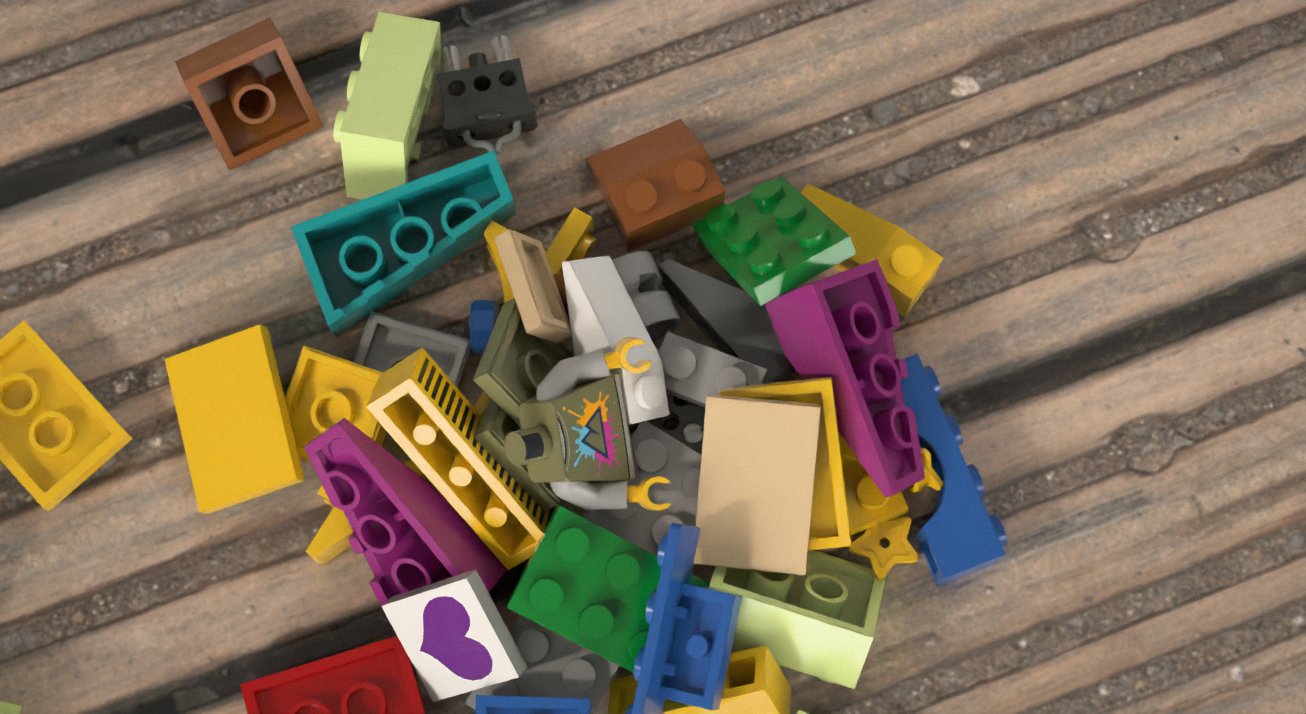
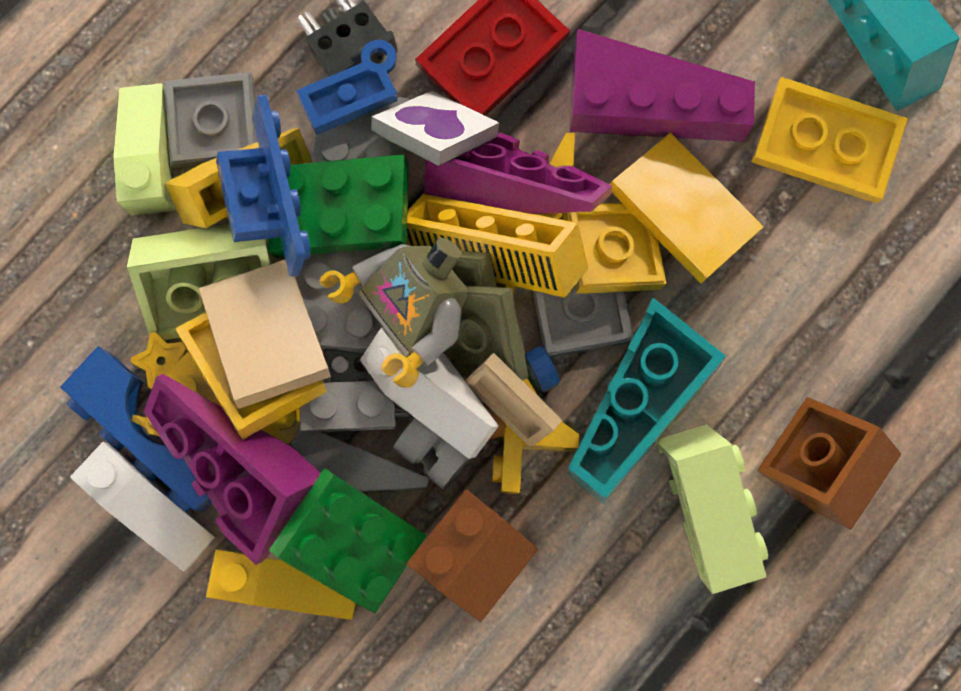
camera: 155 degrees right, 5 degrees up
(205, 569) = (653, 94): none -> magenta wedge
(485, 99) = (632, 543): pearl dark grey piece -> none
(973, 396) = (142, 506): none -> white slope

